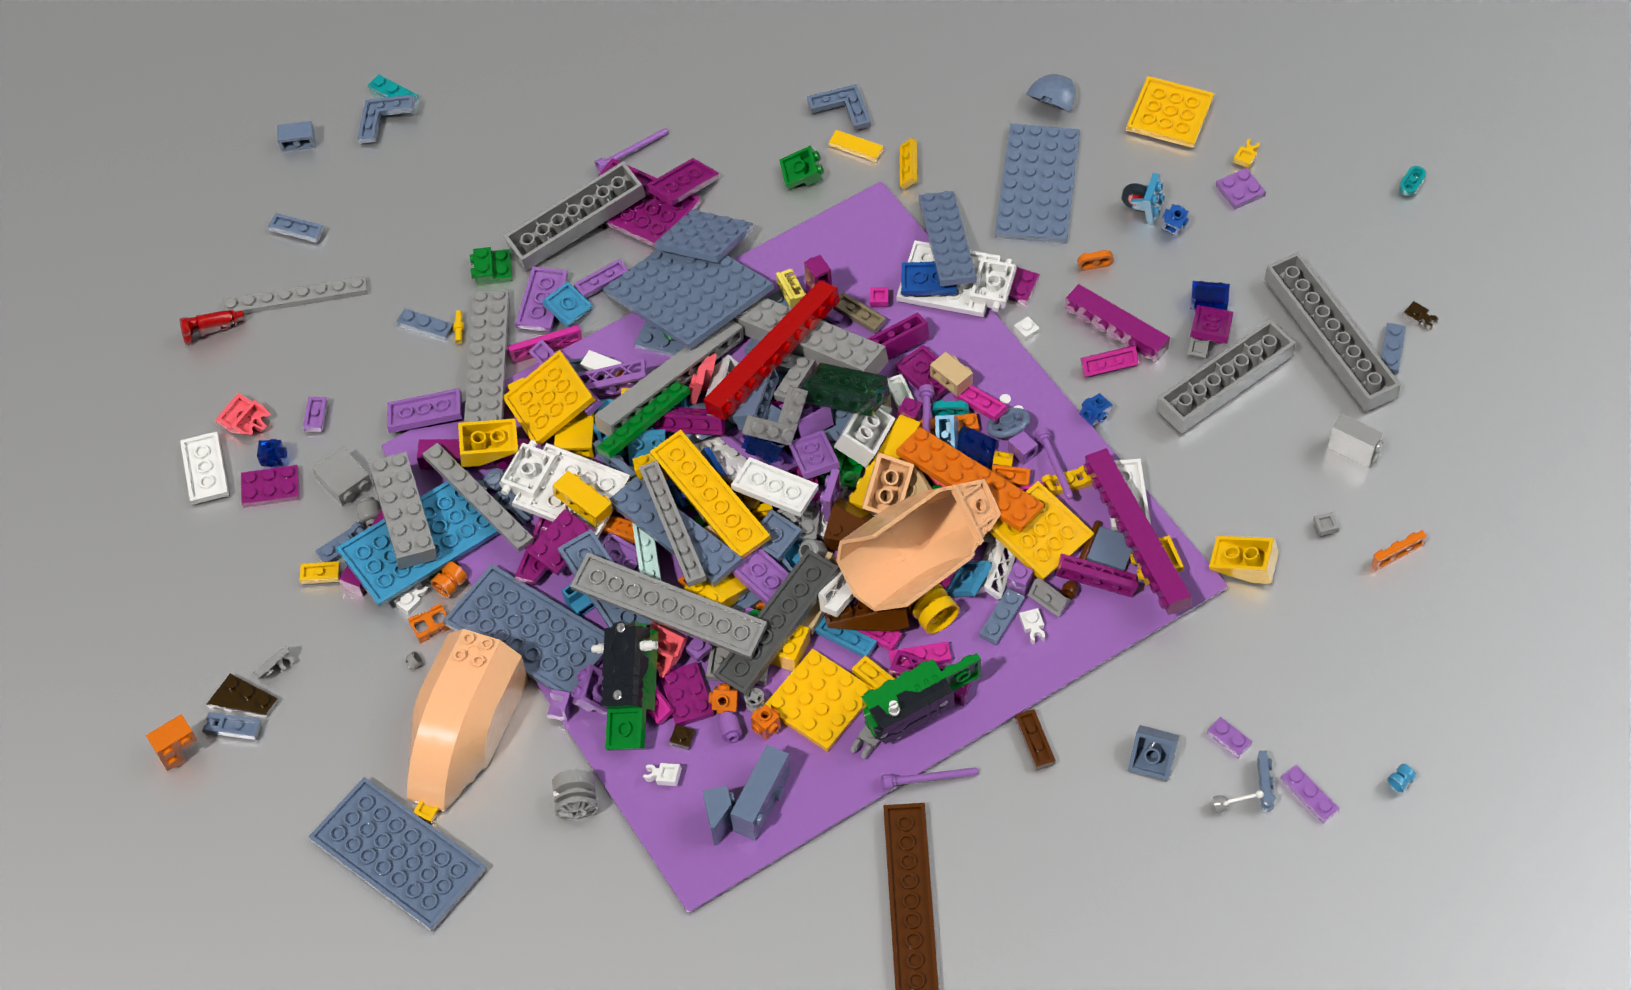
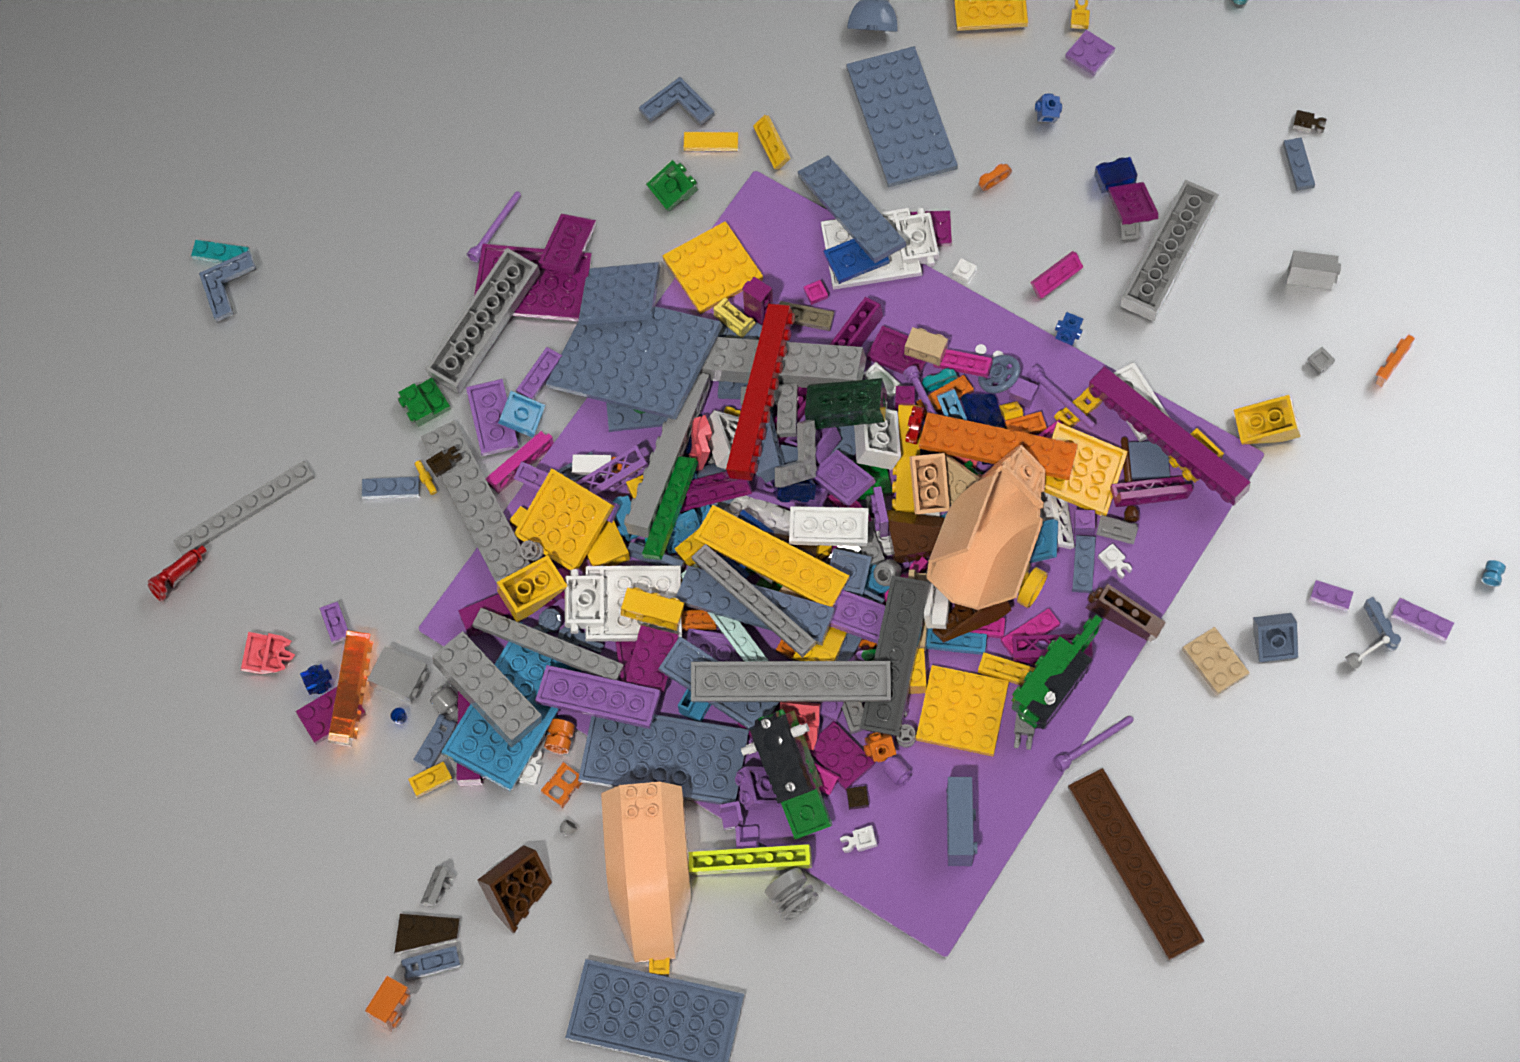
camera: 25 degrees left, 10 degrees up
(204, 468) = (256, 721): white plate -> none
(292, 469) = (349, 688): none -> clear orange brick
(296, 136) = (149, 338): sand blue brick -> none
(296, 227) = (204, 436): sand blue plate -> none
(323, 510) = (398, 716): none -> clear blue hinge
(339, 689) = (515, 885): none -> reddish brown wedge
(424, 410) = (442, 577): medium lavender plate -> none
(475, 315) = (442, 462): none -> dark brown plate
(496, 555) = (598, 696): none -> medium lavender plate
(507, 411) = (527, 552): none -> light grey wheel
(554, 749) = (750, 860): none -> neon yellow brick
(562, 731) = (747, 837): none -> medium lavender panel
(718, 808) = (930, 855): sand blue slope -> none
(765, 721) = (924, 758): orange brick -> none
(796, 239) = (711, 267): none -> yellow plate
(901, 431) = (915, 424): none -> red plate
(1016, 671) = (1124, 612): none -> slope
(1035, 739) = (1168, 668): reddish brown plate -> none
(1085, 752) = (1215, 661): none -> tan plate
(1117, 323) = (1045, 233): magenta brick -> none
(1145, 197) = (1011, 97): dark azure plate -> none
(1332, 332) = (1241, 169): light grey brick -> none

